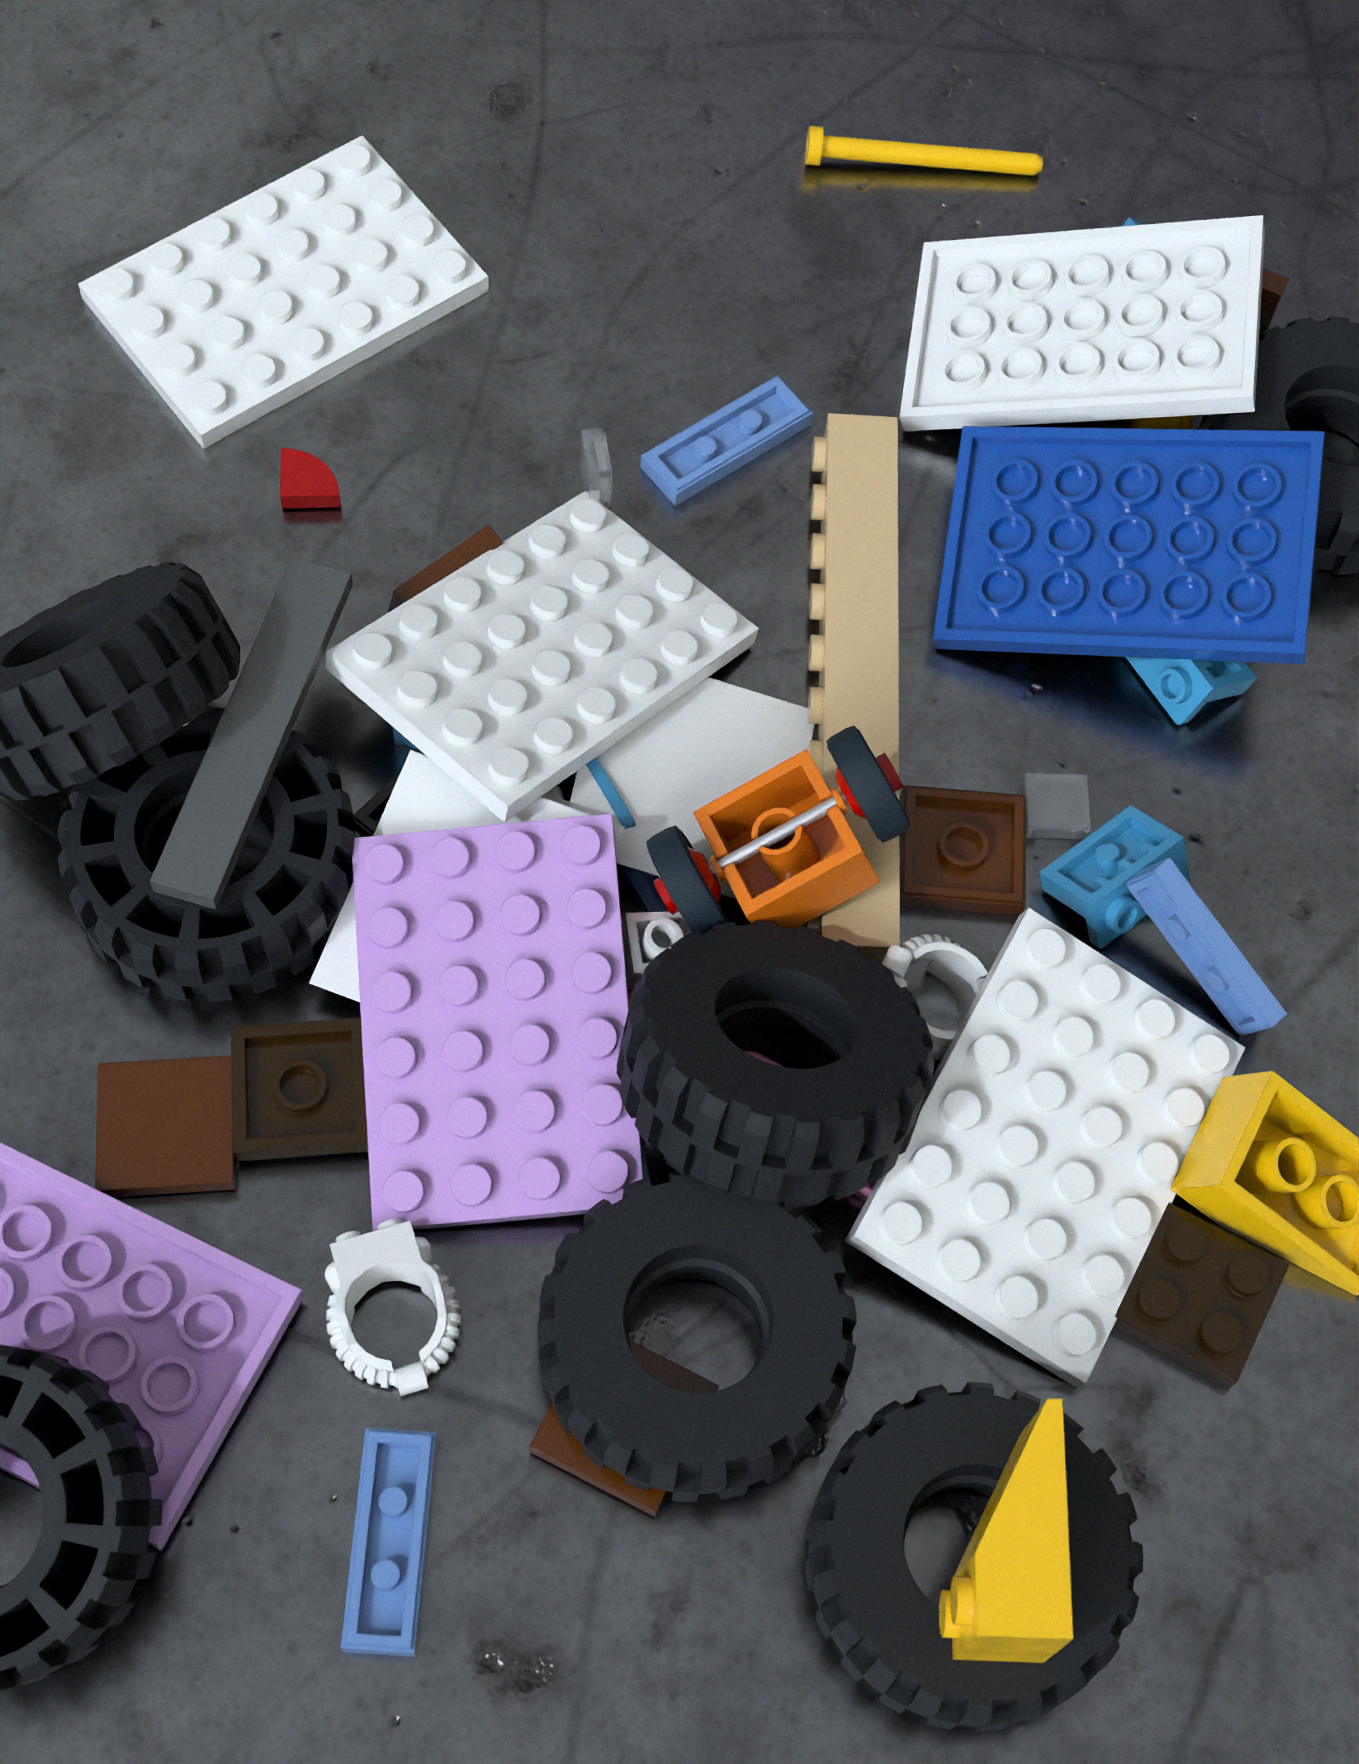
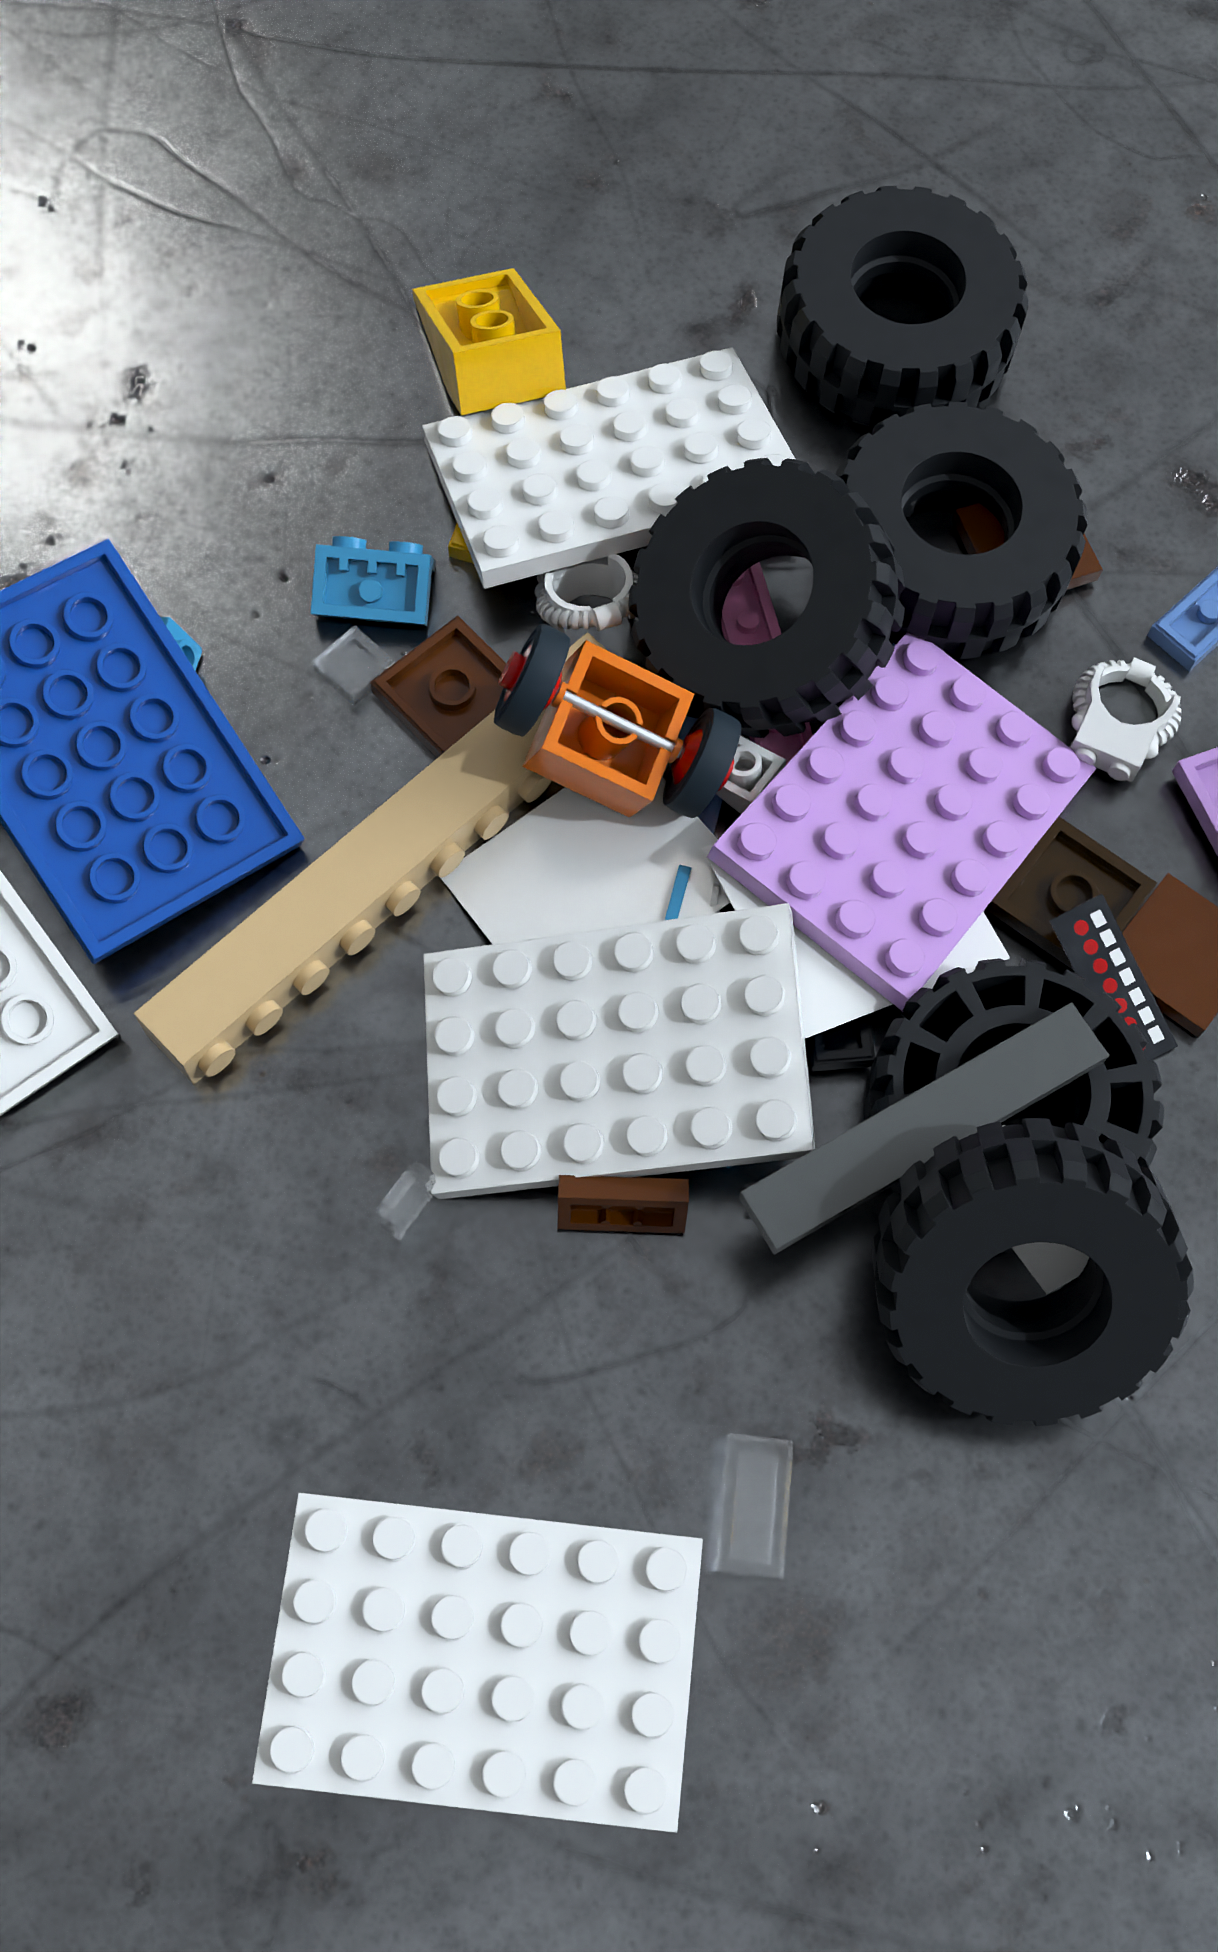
camera: 135 degrees left, 5 degrees up
(183, 484) = (754, 1506): none -> clear tile
(206, 1033) = (1106, 962): none -> black sticker
(306, 481) = (647, 1415): red tile -> none
(726, 440) = (263, 1151): medium blue tile -> none
(1015, 1577) = (916, 219): yellow slope -> none
(1200, 1295) = (610, 334): dark brown plate -> none
(1205, 948) = (388, 475): medium blue tile -> none

